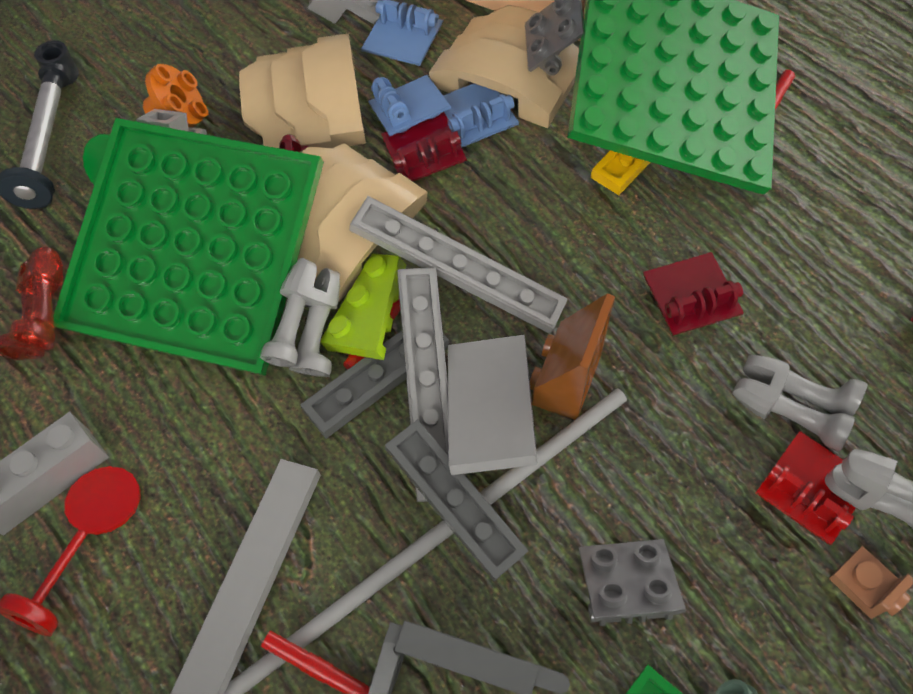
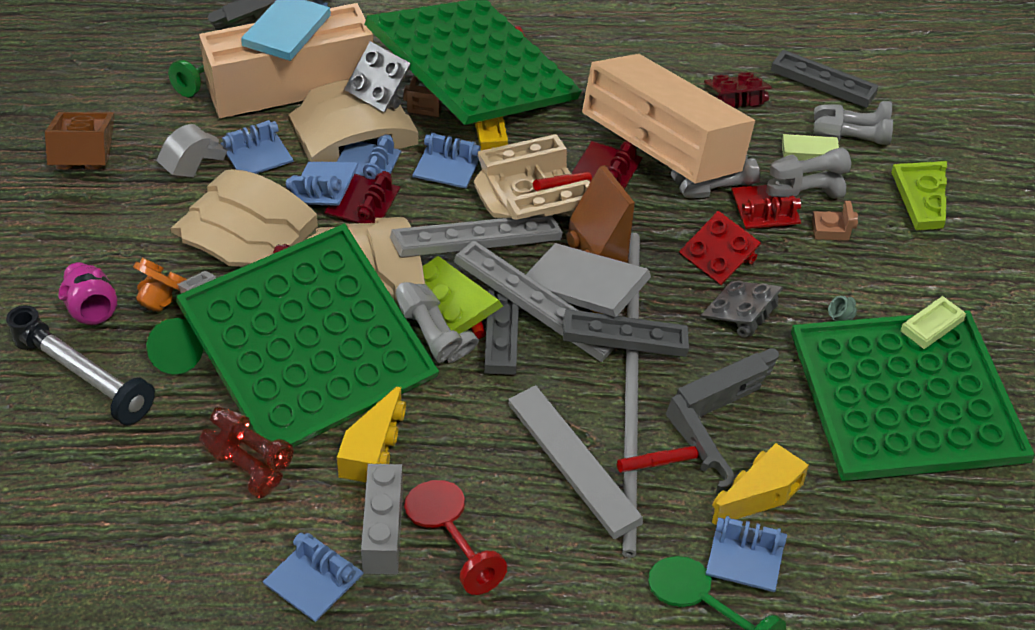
camera: 55 degrees left, 15 degrees down
(120, 67) = (87, 294): none -> dark pink piece
(124, 388) = (371, 437): none -> yellow slope
(543, 167) = (447, 161): none -> medium blue hinge
(583, 248) = (509, 174): none -> tan slope
(608, 273) = (551, 182): none -> red piece
(690, 492) = (720, 248): none -> red hinge
(802, 297) = (668, 117): none -> light nougat brick

